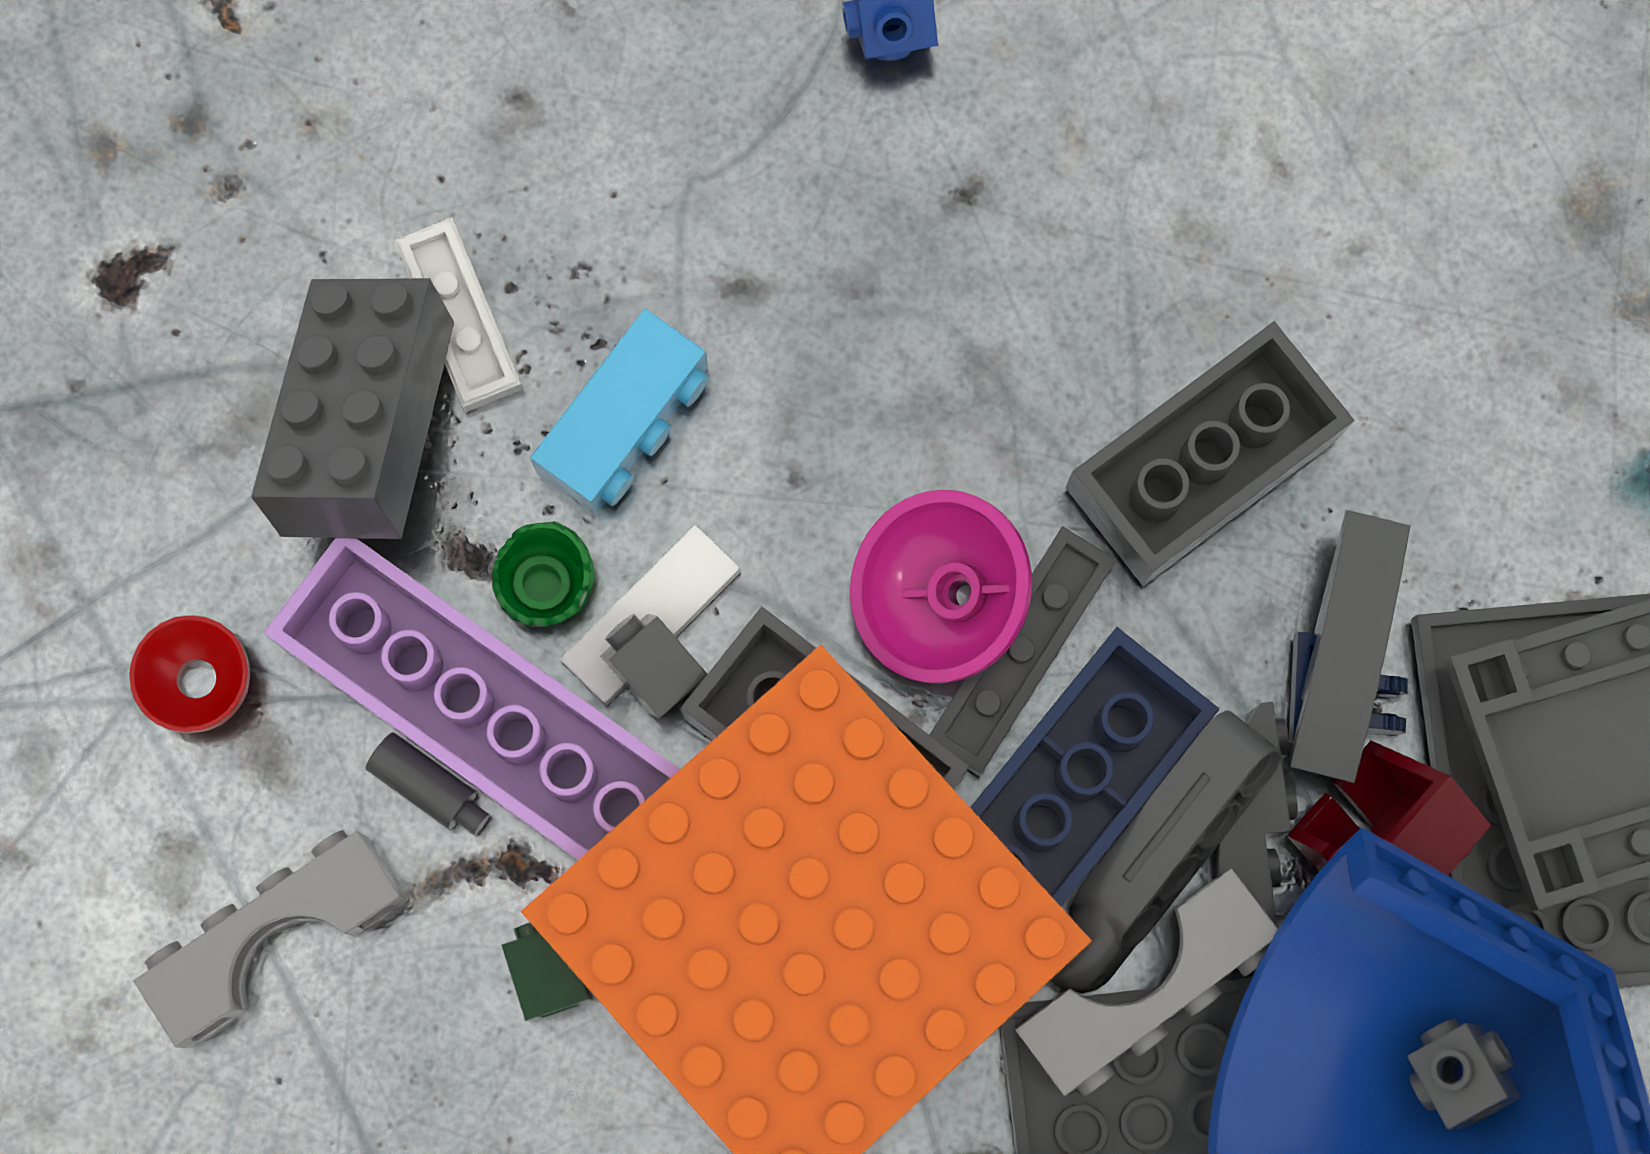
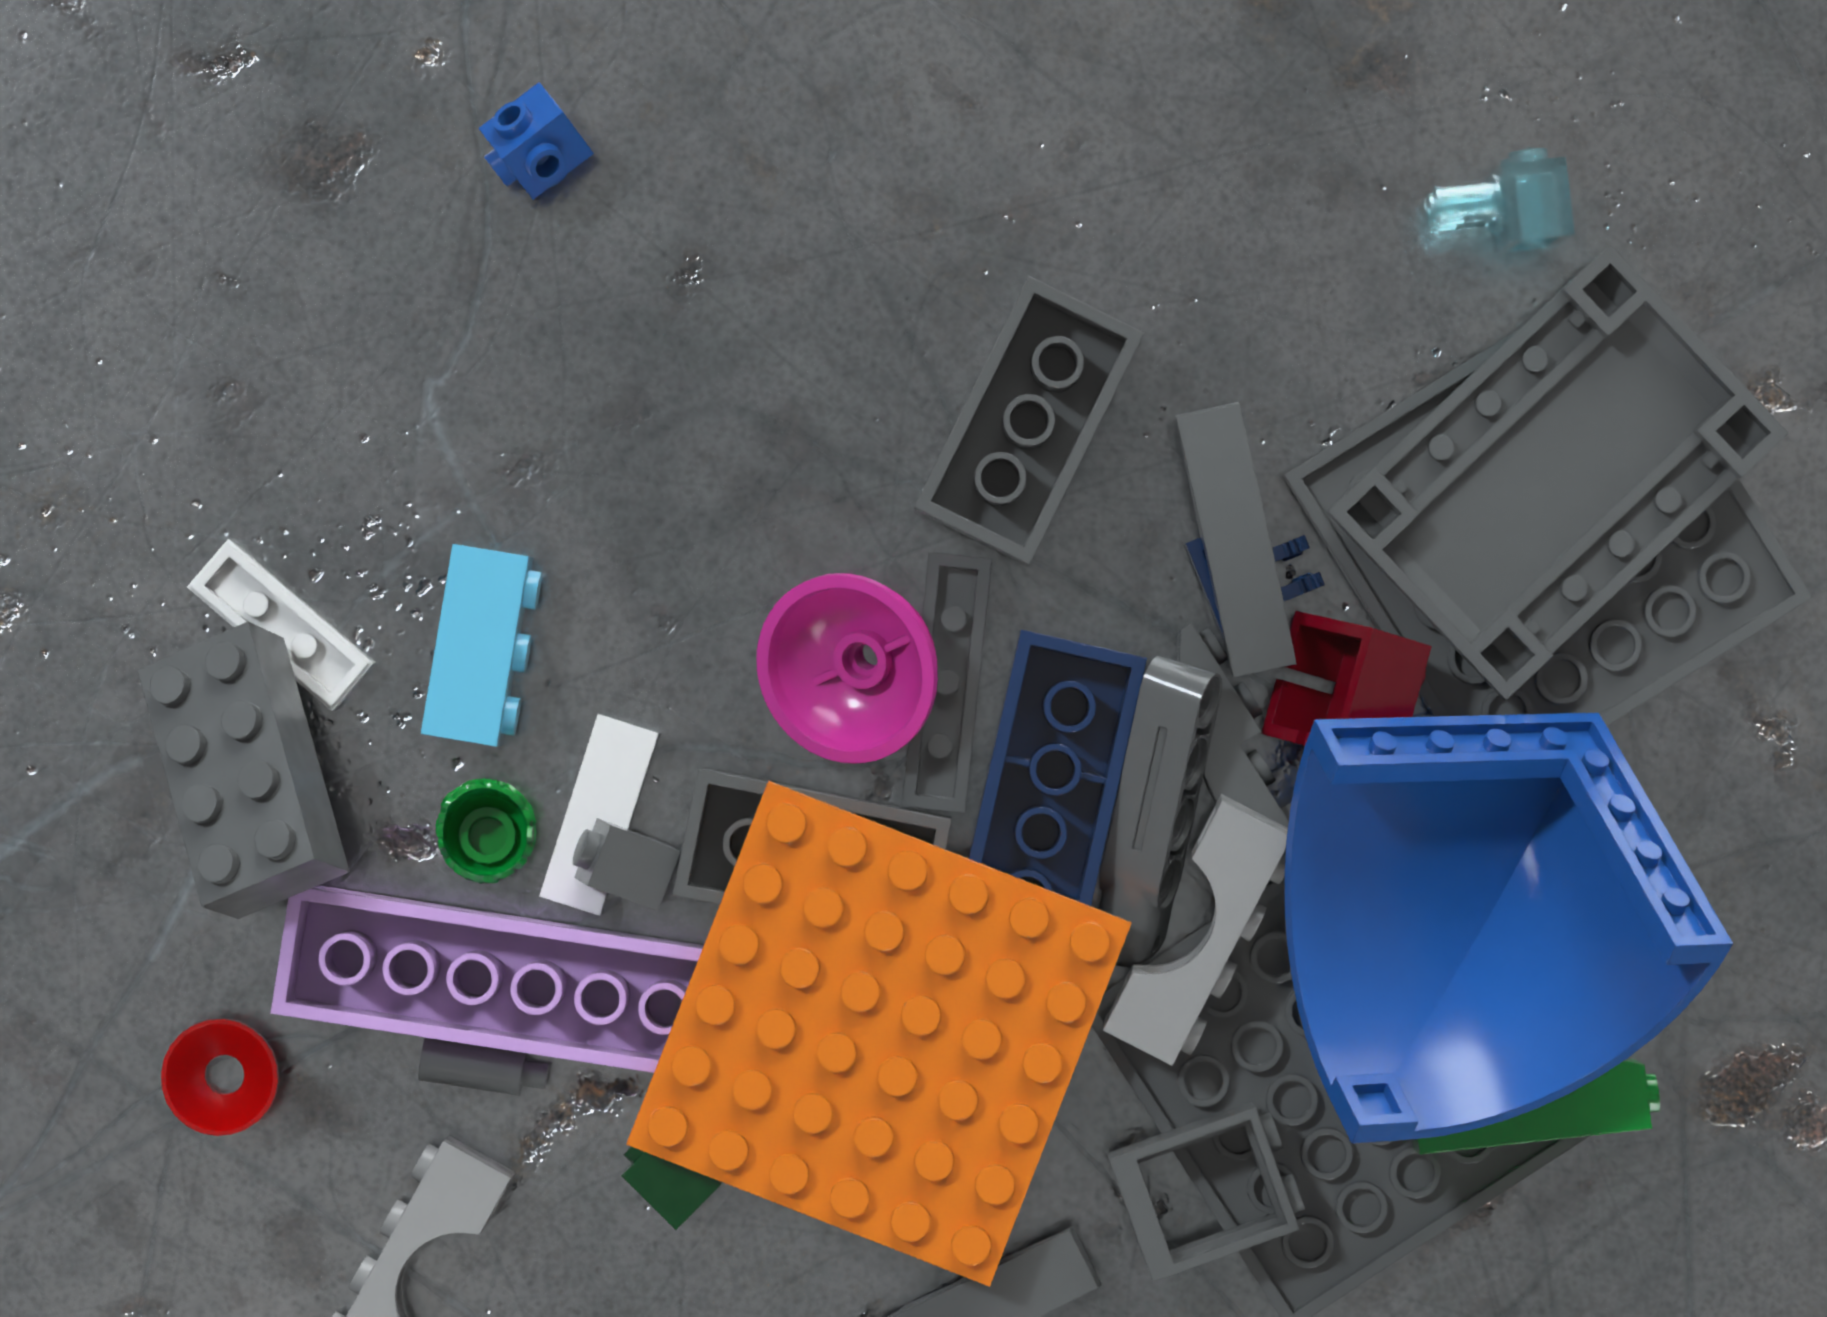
camera: 25 degrees left, 10 degrees up
(1485, 1080) = (1504, 876): dark grey brick -> none

